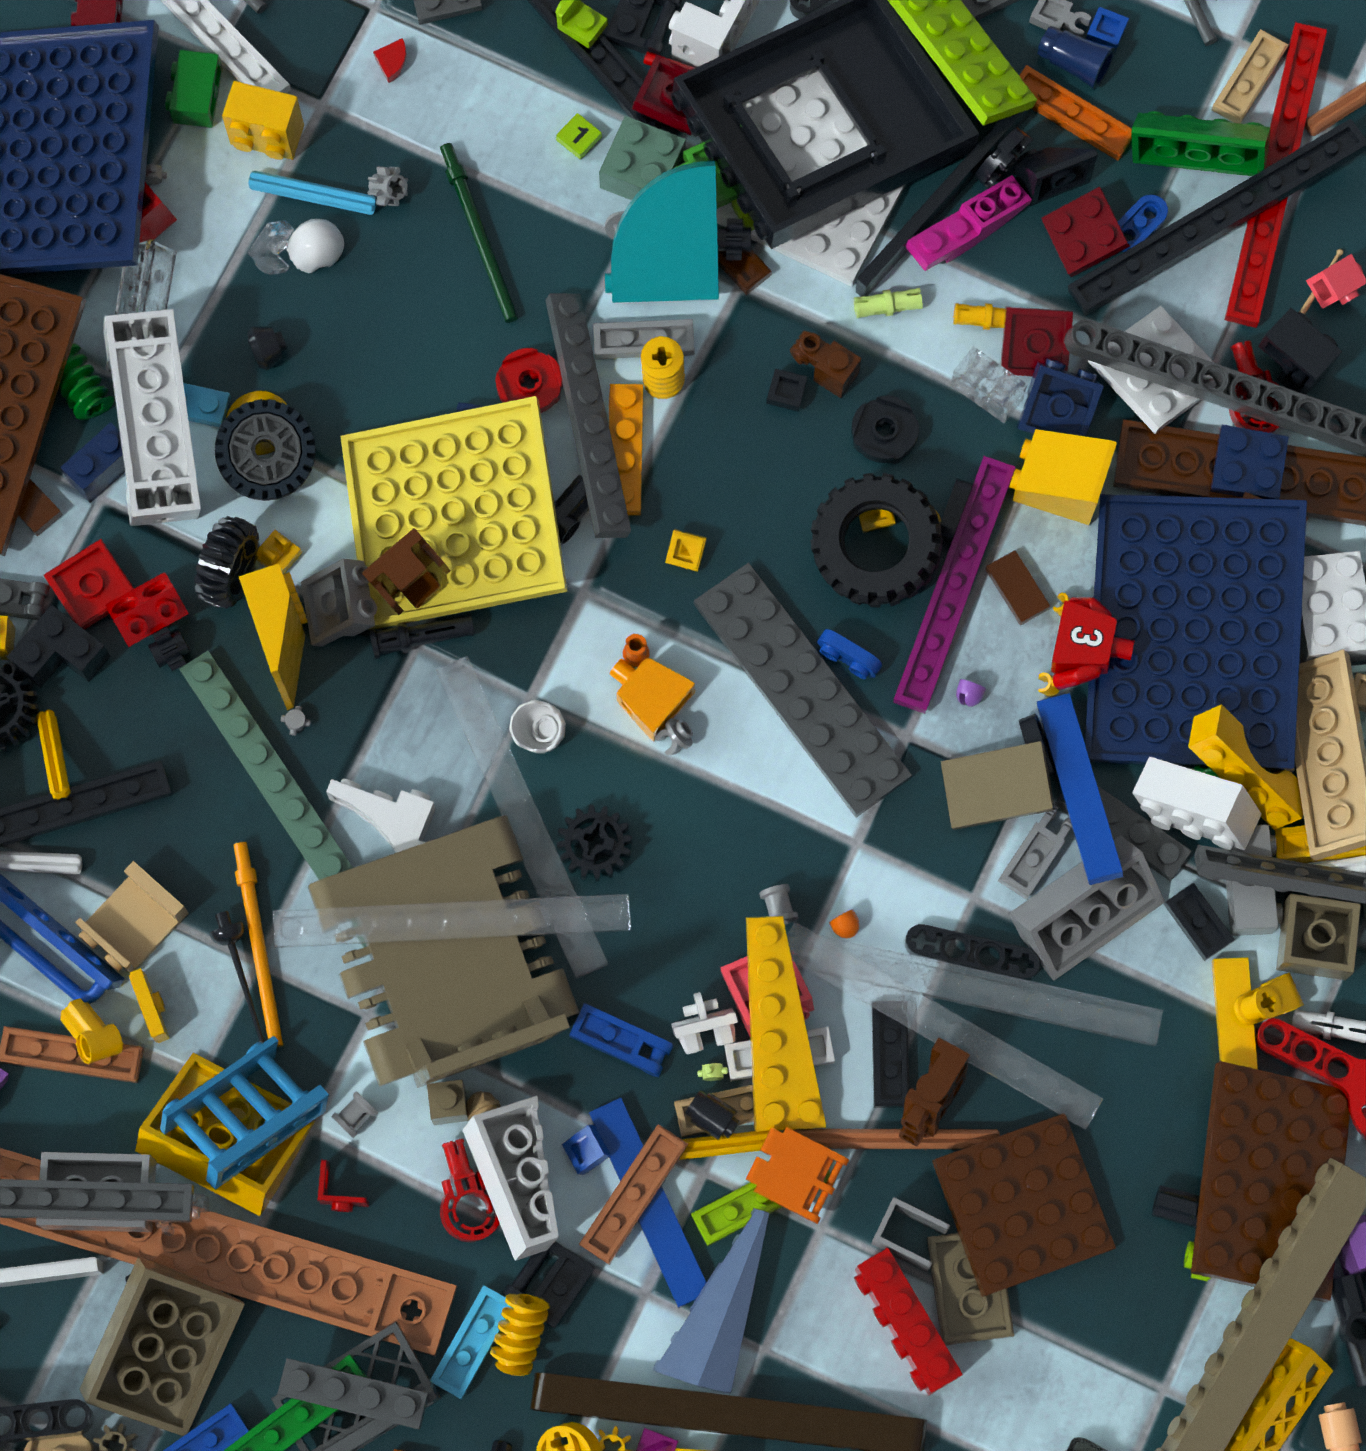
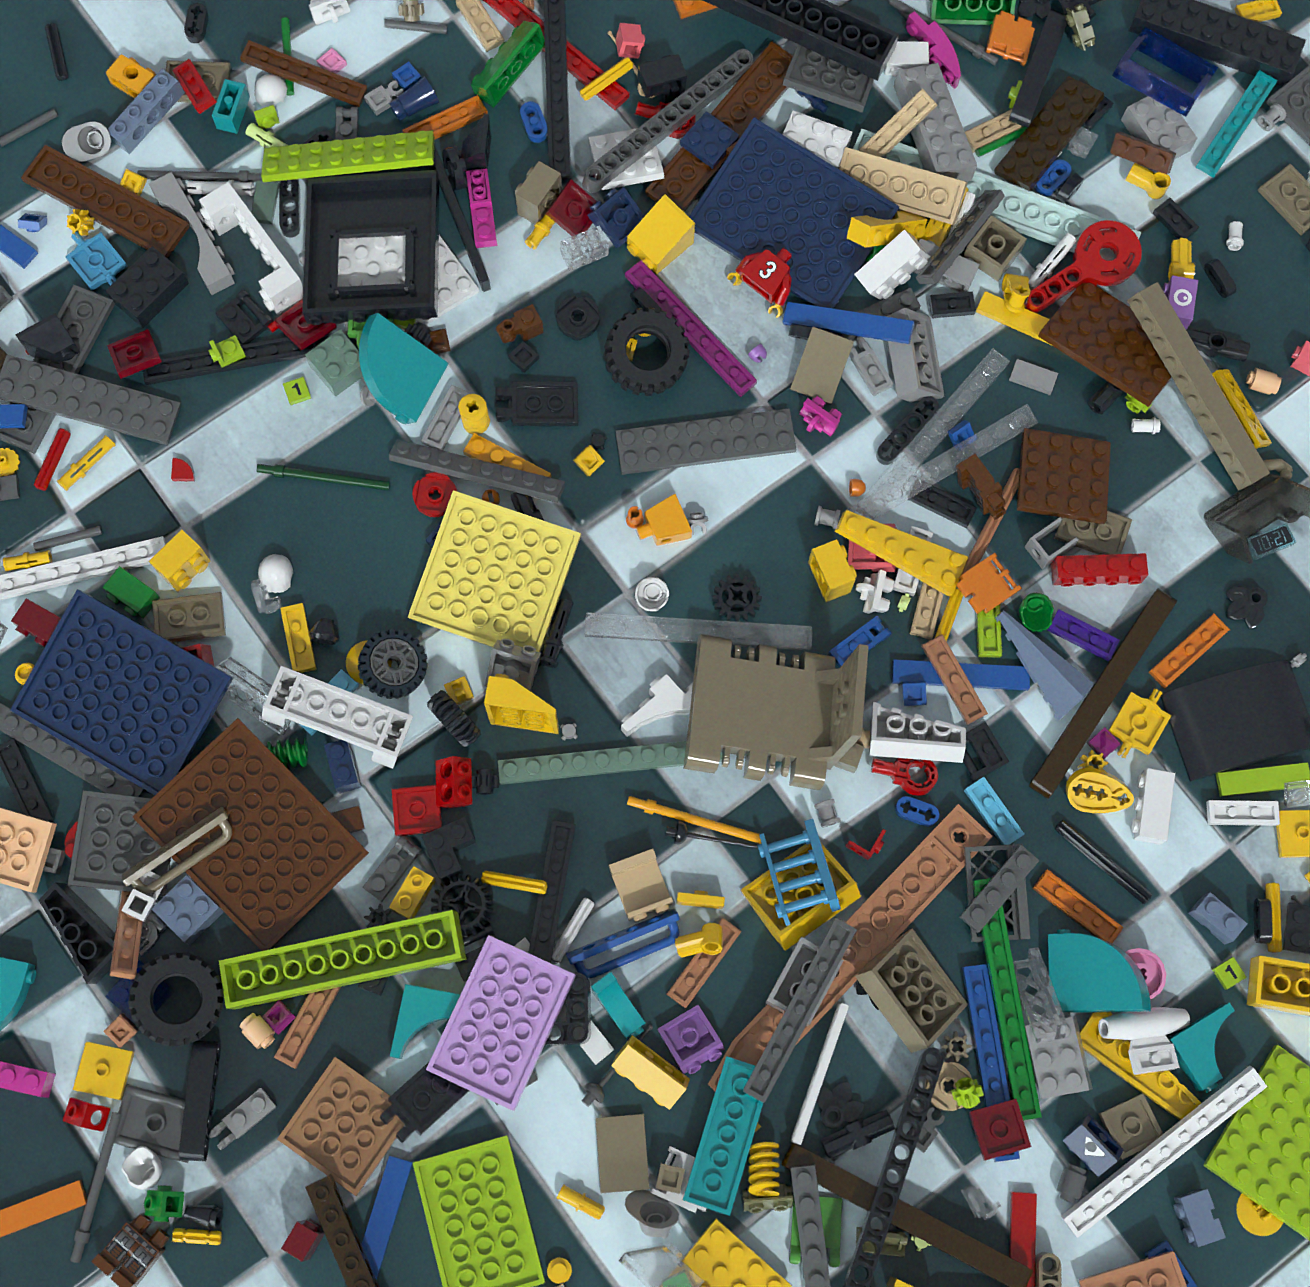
camera: 65 degrees left, 0 degrees up
(28, 21) = (23, 672): none -> yellow plate
(199, 174) = (189, 617): none -> dark tan tile
(232, 325) = (297, 638): none -> yellow plate
(312, 192) = (240, 558): medium azure axle -> none
(388, 186) = (264, 512): light grey gear -> none
(405, 571) = (523, 615): reddish brown panel -> none
(412, 1237) = (918, 806): none -> blue beam
(451, 920) = (750, 695): clear plate -> none
(520, 1333) = (1005, 780): yellow piece -> none
(568, 459) = (495, 495): none -> orange hinge
(698, 947) = (832, 570): none -> yellow brick
(712, 1115) = (932, 612): black brick -> none
(722, 548) = (598, 441): none -> black piece
(732, 446) = (539, 404): none -> black tile
(793, 1261) = (1036, 612): none -> green hair
(799, 1346) = (1083, 635): none -> dark purple plate
(859, 660) = (708, 400): blue plate -> none
(887, 303) = (502, 276): yellowish green pin -> none
(915, 822) = (818, 417): none -> dark pink hips
(1006, 1026) = (960, 432): none -> blue plate
(1017, 587) = (710, 297): reddish brown tile -> none
(1030, 279) = (537, 192): none -> dark tan brick
(1085, 232) = (521, 150): dark red plate -> none
(1156, 1091) = (1033, 376): none -> light grey tile
(1171, 1288) = (1145, 425): none -> white pin
(1258, 281) = (606, 78): none -> yellow axle

